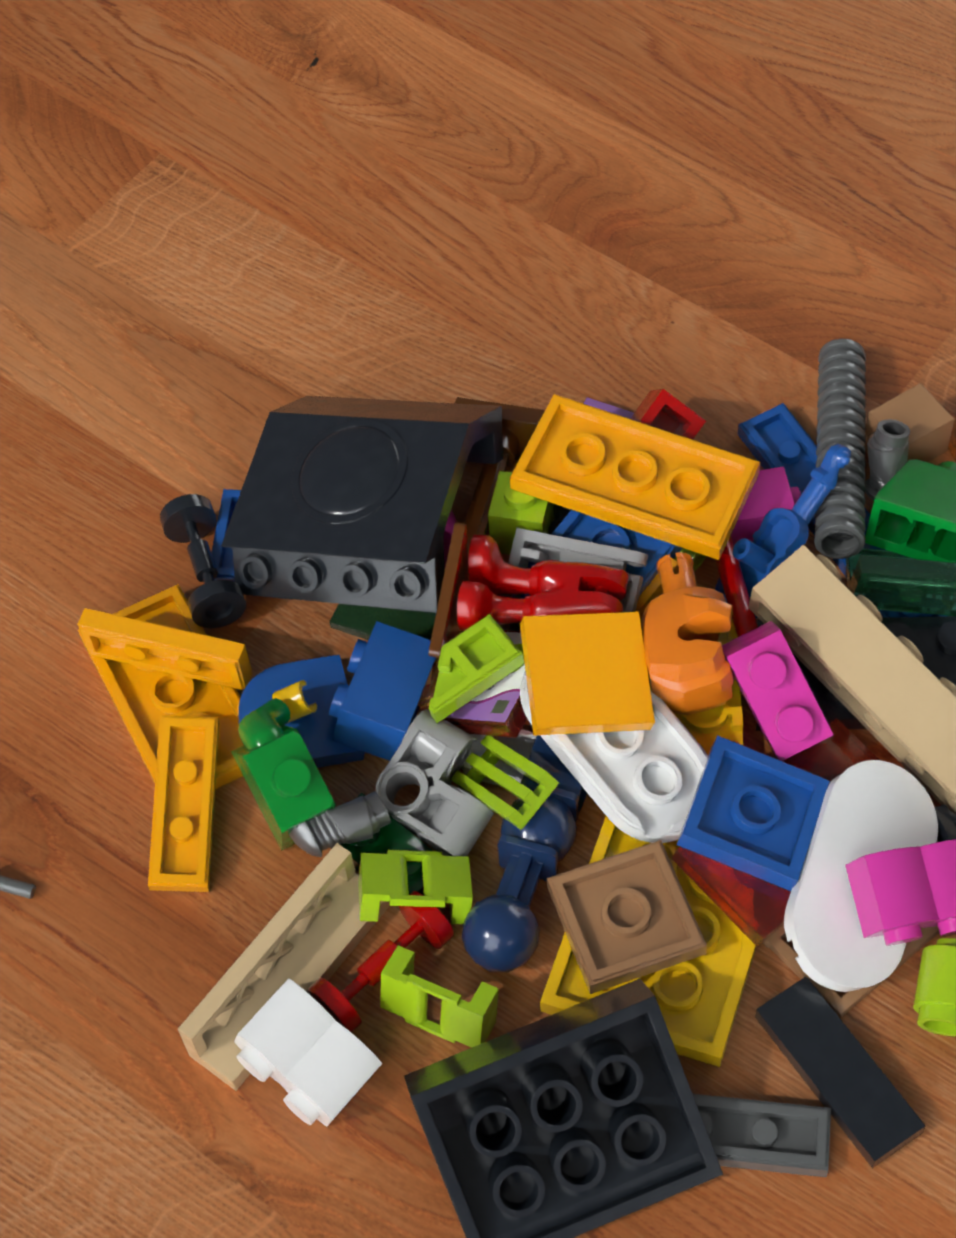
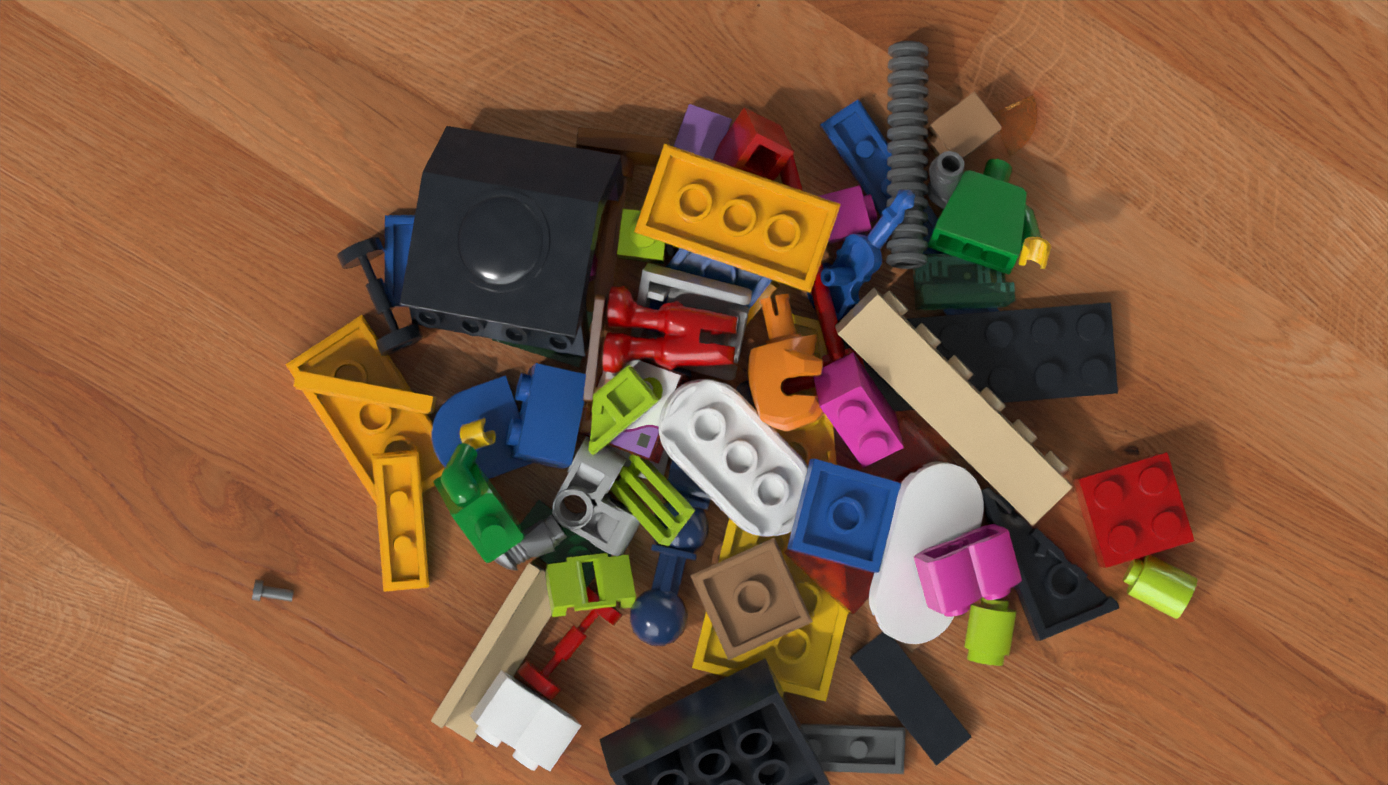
camera: 10 degrees left, 30 degrees up
(459, 1020) = (628, 684): lime piece -> none
(586, 673) = (710, 419): light orange tile -> none

